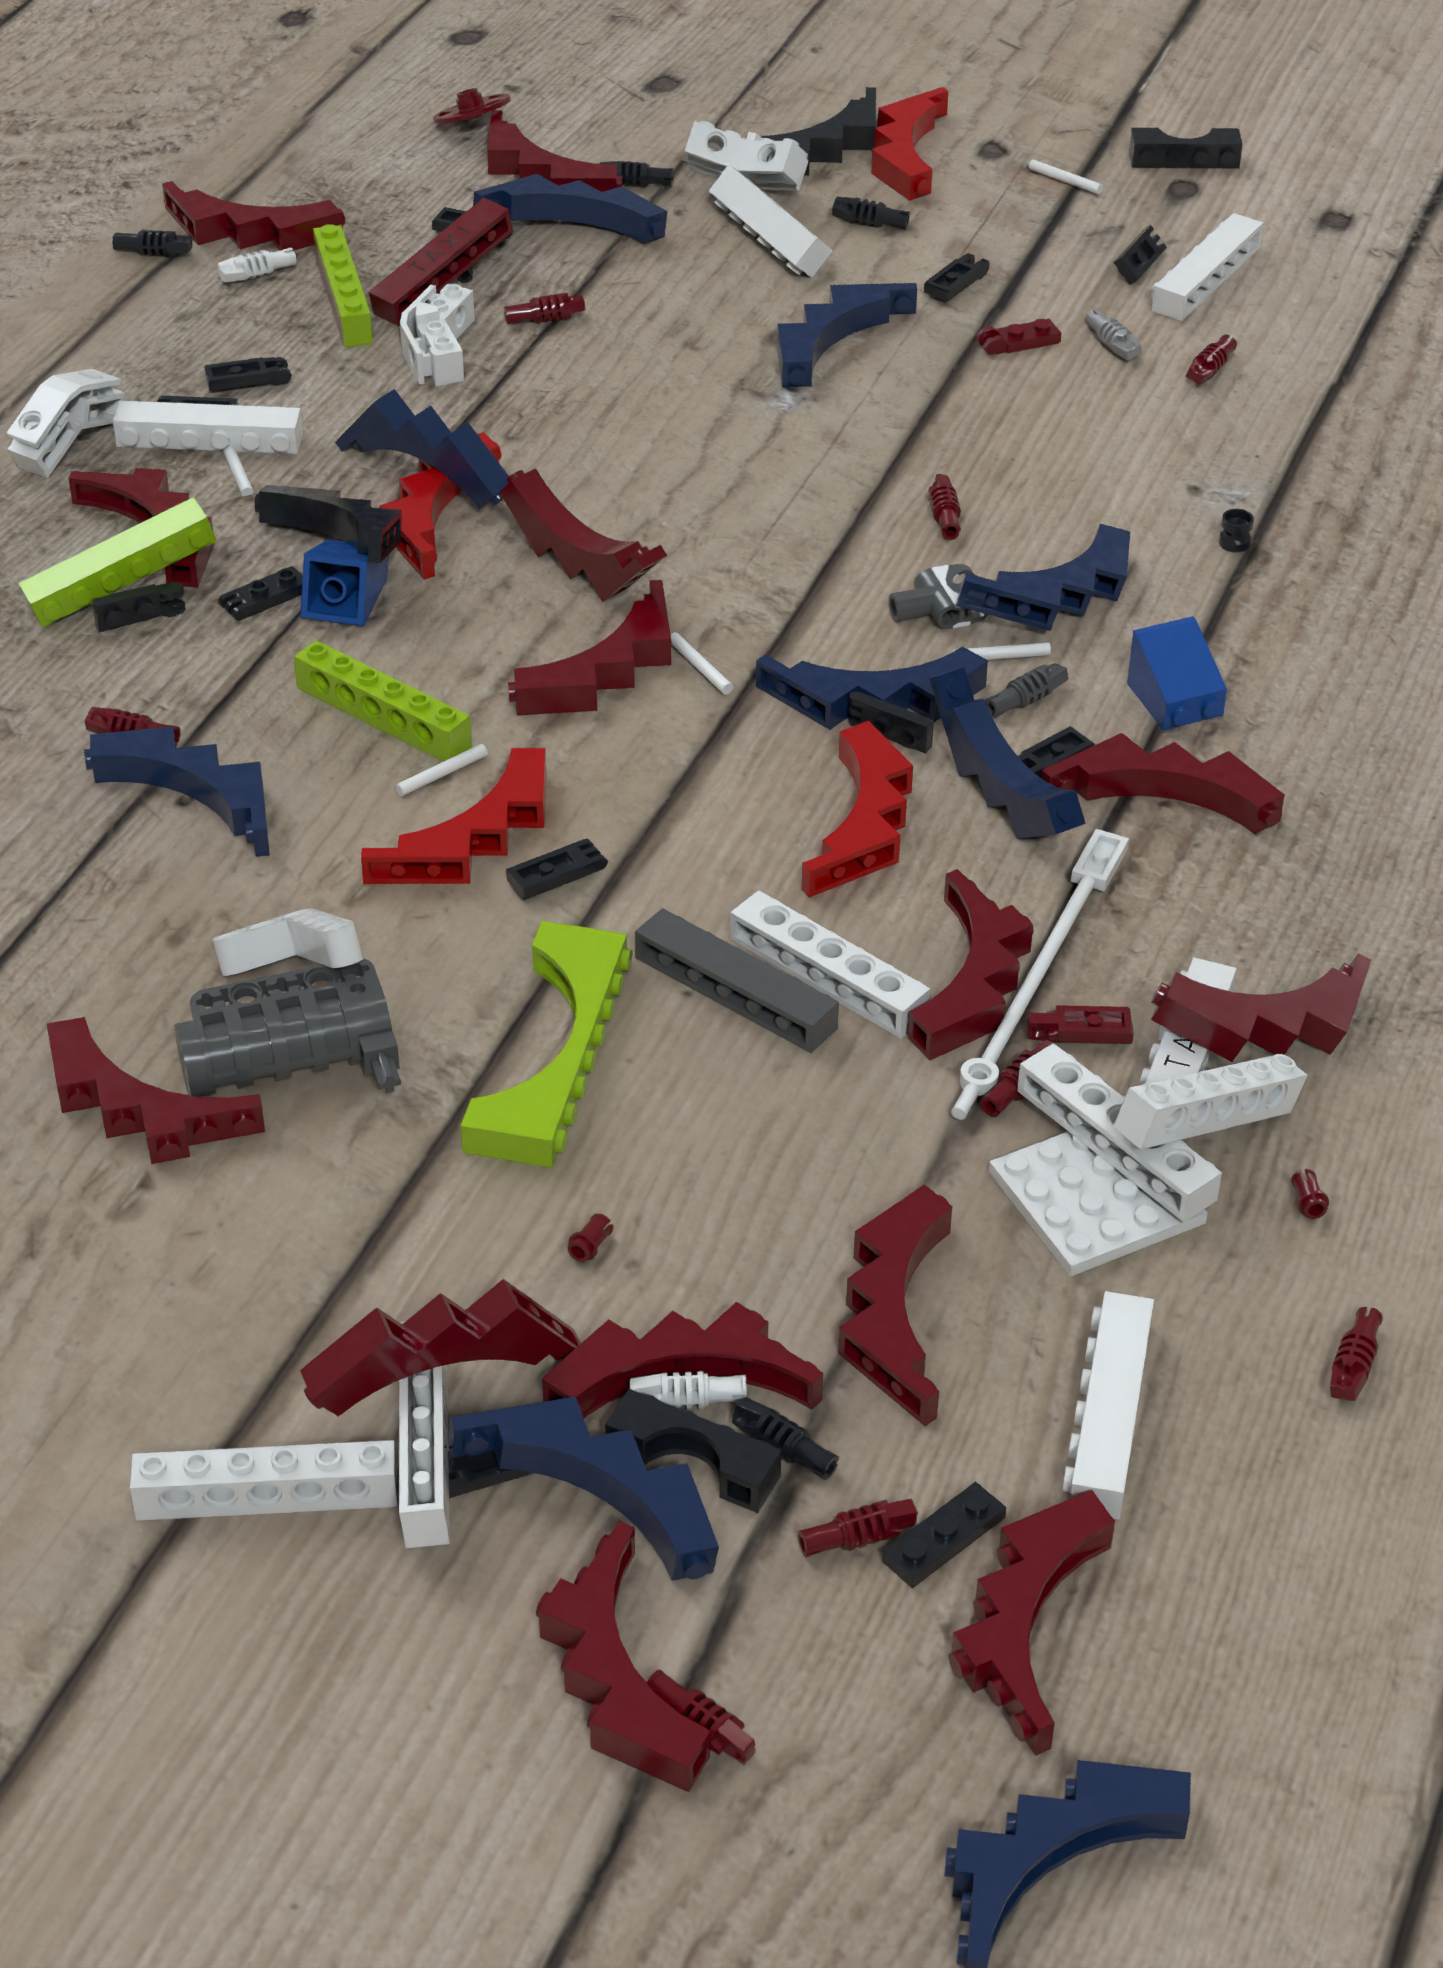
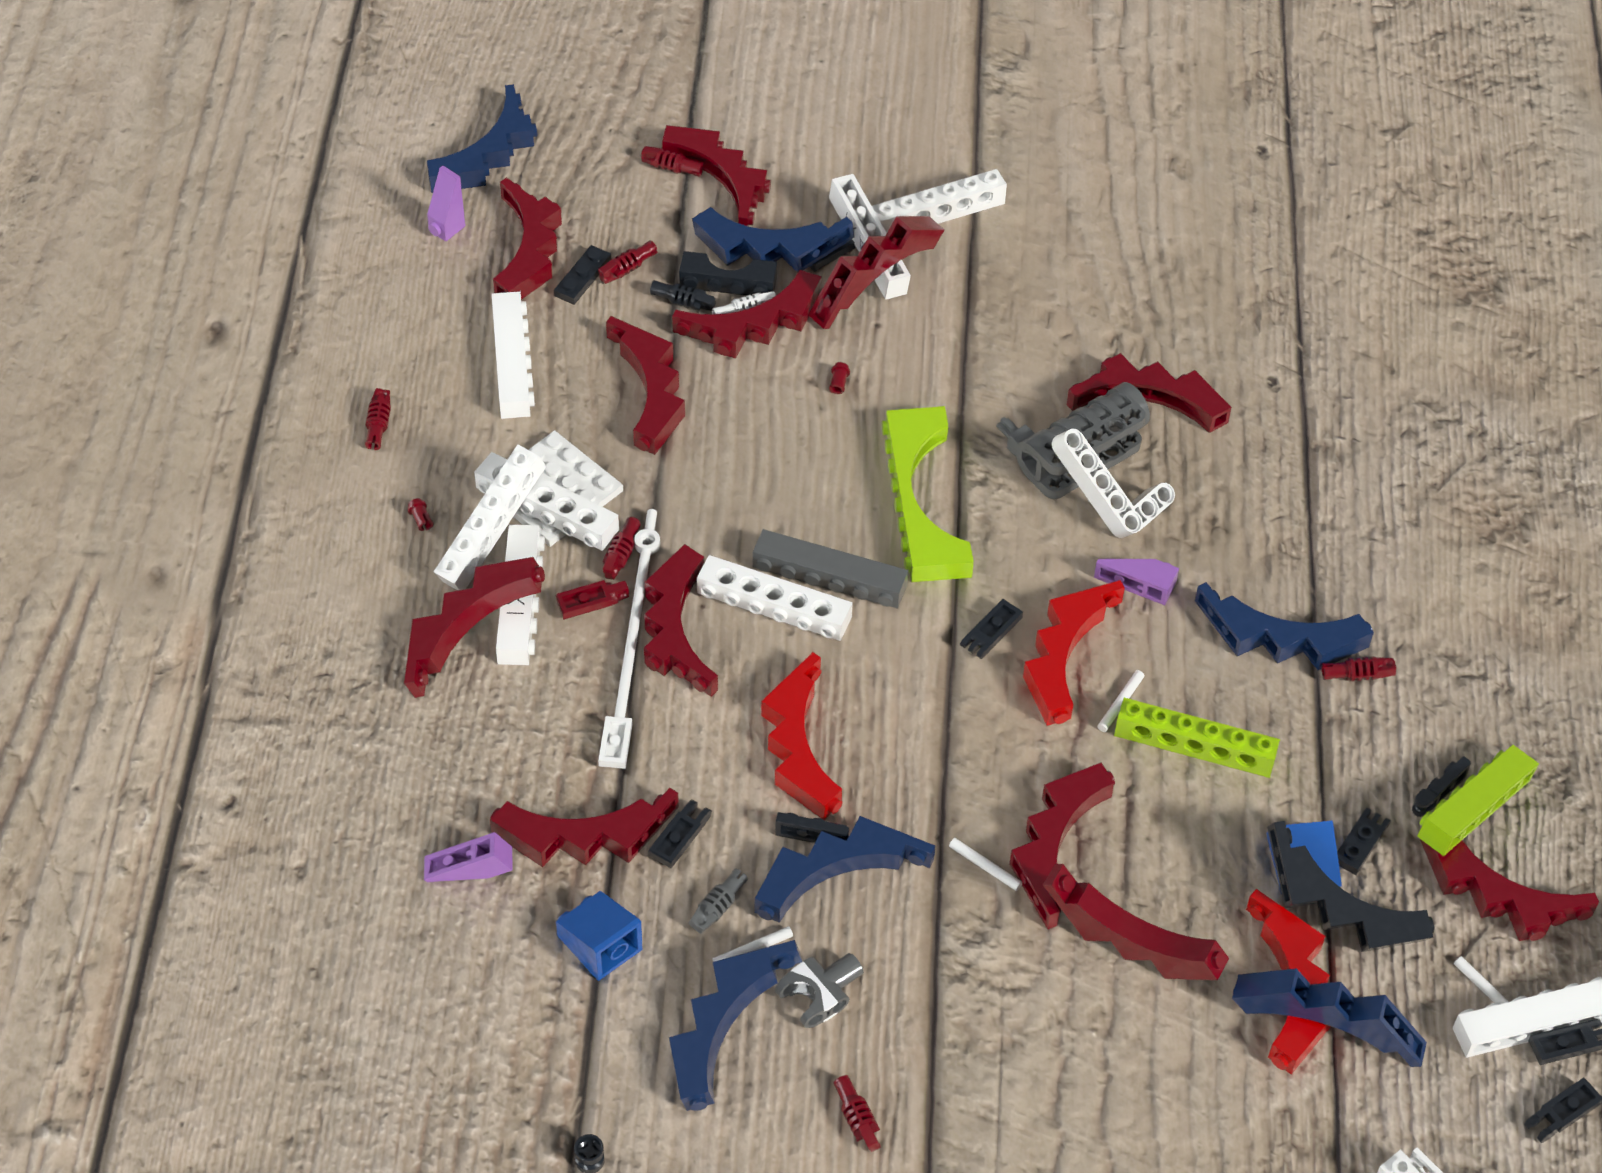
camera: 160 degrees right, 10 degrees up
(325, 875) = (1140, 576): none -> medium lavender slope
(1005, 780) = (675, 757): dark blue arch -> none
(1168, 1684) = (446, 205): none -> medium lavender slope
(1314, 779) = (470, 860): none -> medium lavender slope

